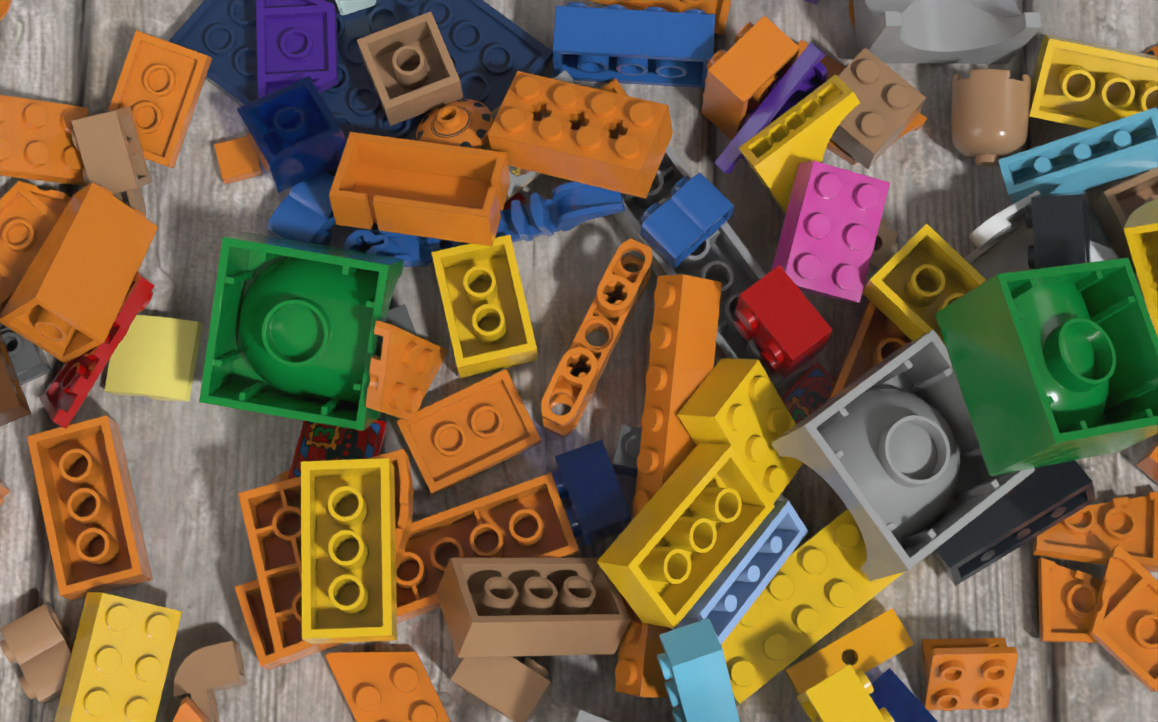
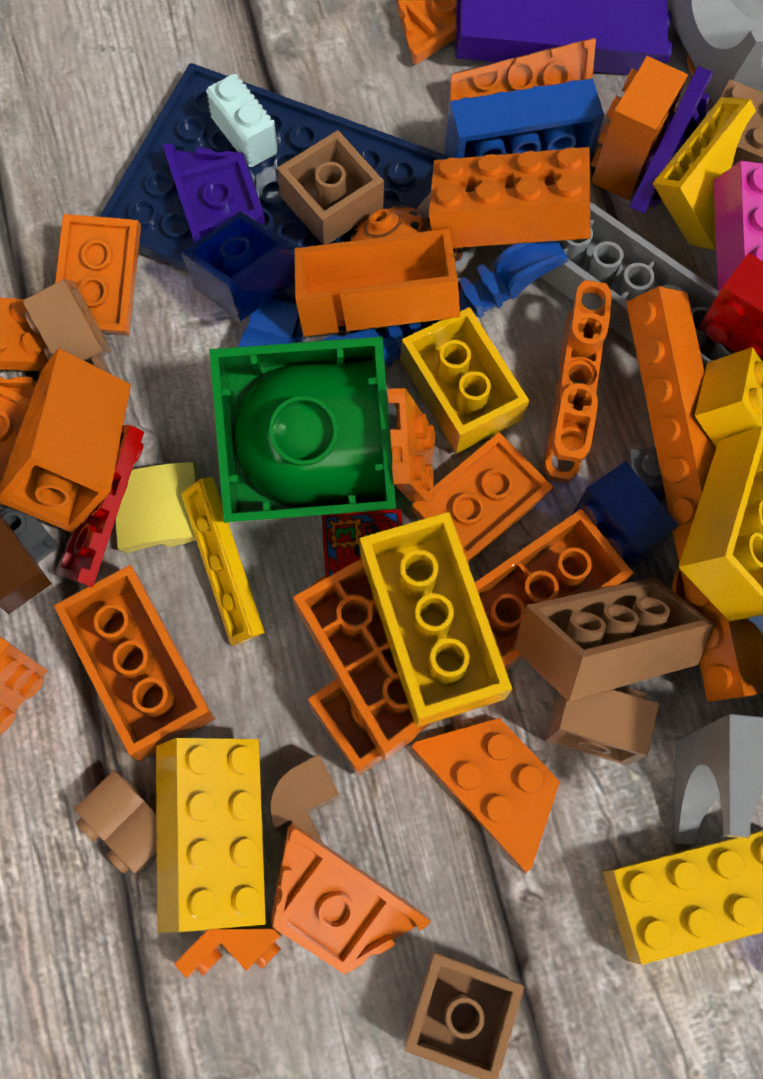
camera: 20 degrees left, 5 degrees down
(195, 434) = (222, 562): none -> yellow tile
(237, 160) = (188, 312): orange tile -> none
(685, 219) = (629, 251): blue brick -> none

